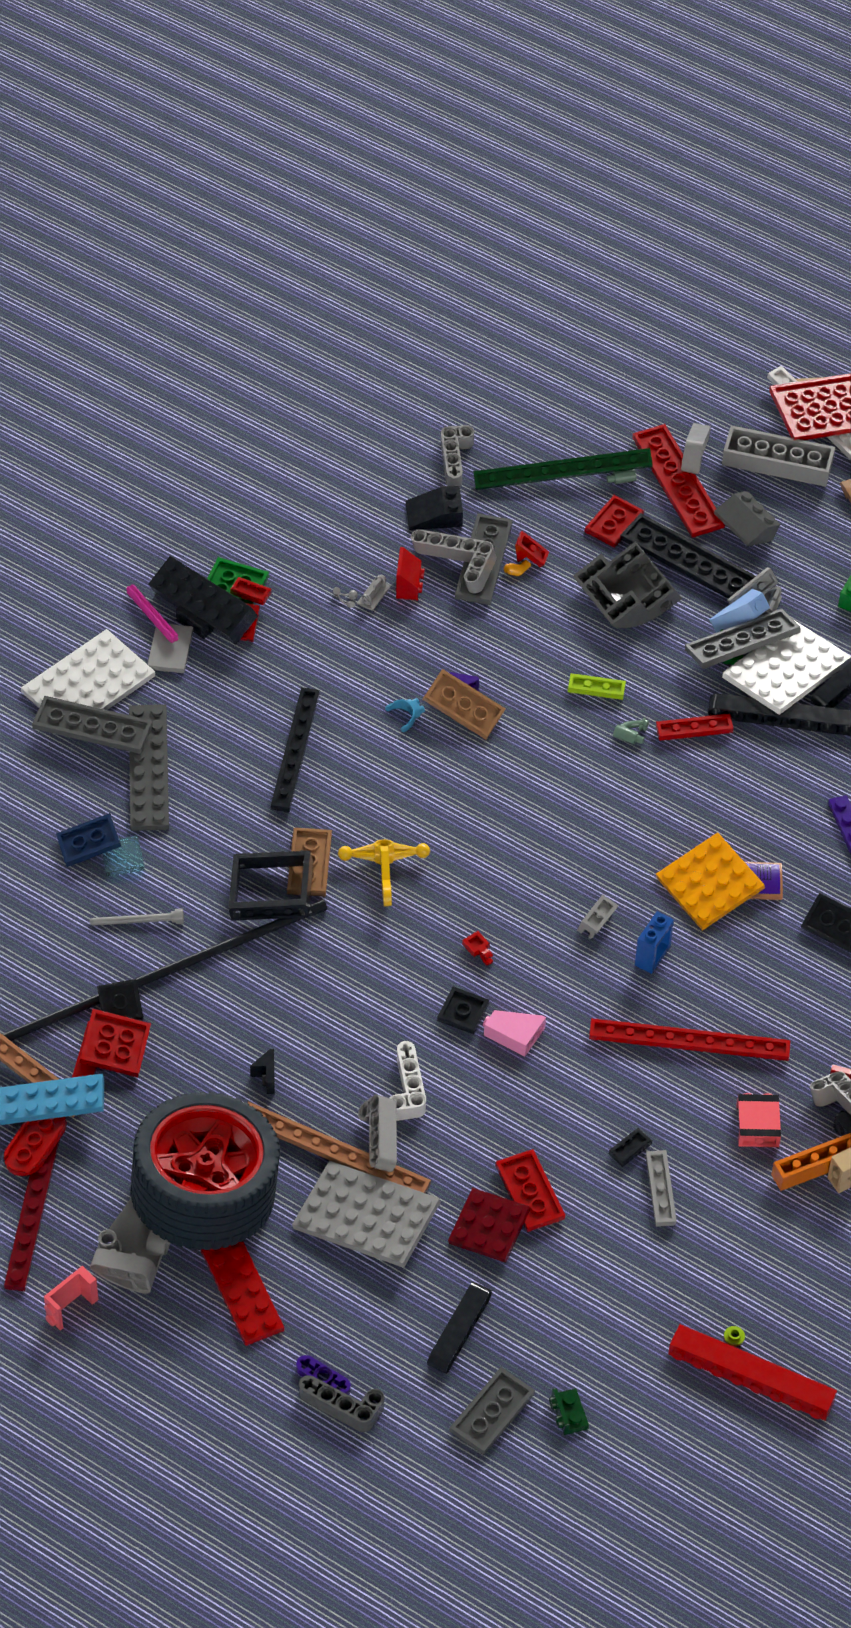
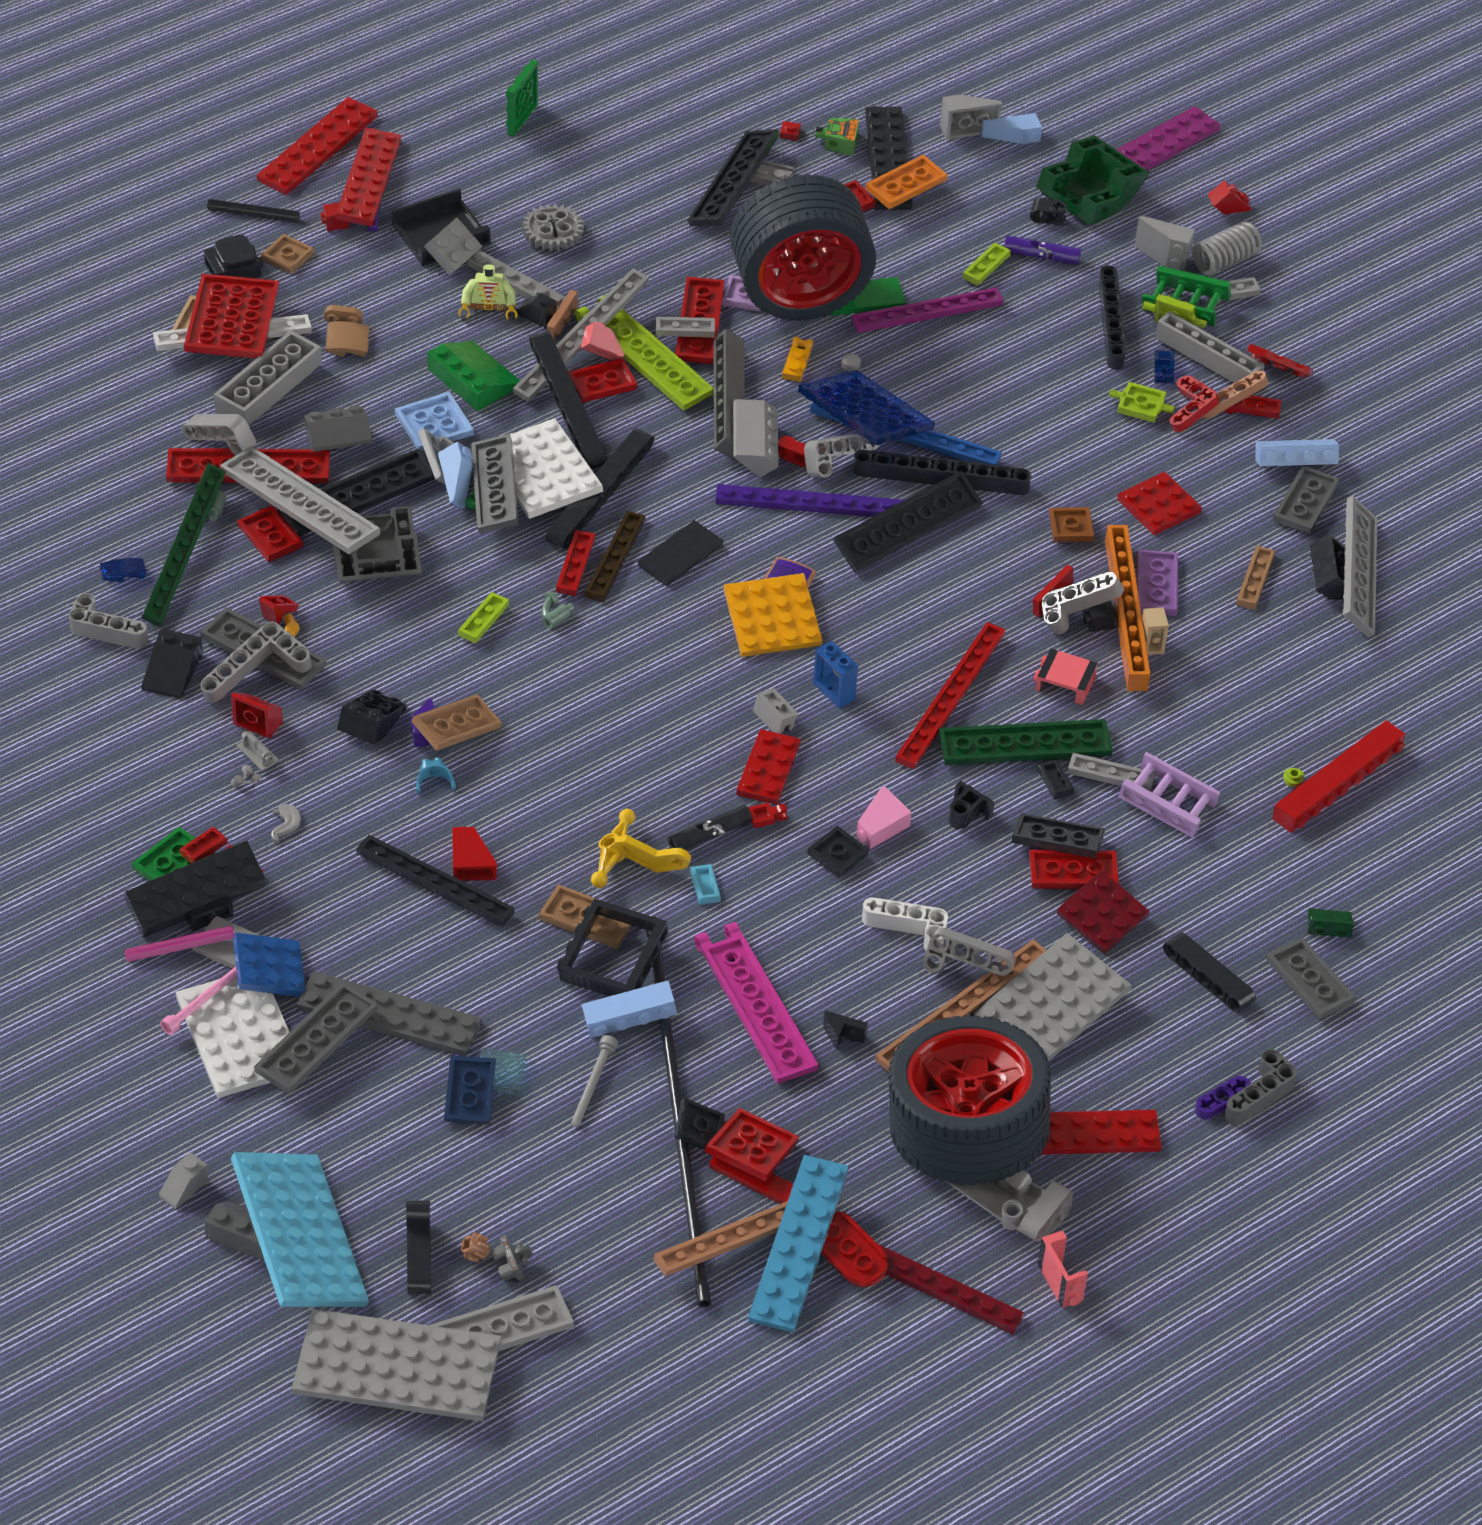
camera: 70 degrees left, 5 degrees down
(69, 635) = (171, 1023): none -> bright pink piece
(155, 673) = (268, 964): none -> blue plate
(215, 916) = (629, 1009): none -> light blue brick
(267, 1003) = (757, 1005): none -> dark pink hinge
(320, 638) = (292, 821): none -> light grey piece
(331, 761) = (471, 856): none -> red slope
(383, 930) = (705, 884): none -> medium azure tile
(441, 912) = (707, 830): none -> black piece
(448, 650) = (370, 716): none -> black slope
(520, 444) = (117, 569): none -> clear blue slope
(537, 933) = (768, 766): none -> red plate
(561, 1166) = (1058, 835): none -> black tile
(562, 1089) = (968, 806): none -> black pin
(638, 517) = (300, 500): none -> light grey plate
(638, 1226) = (1160, 808): none -> lavender fence
(663, 1112) = (1024, 741): none -> dark green plate
(721, 753) = (615, 556): none -> dark brown tile
(751, 796) = (680, 553): none -> black tile
(804, 580) = (437, 415): none -> light blue plate

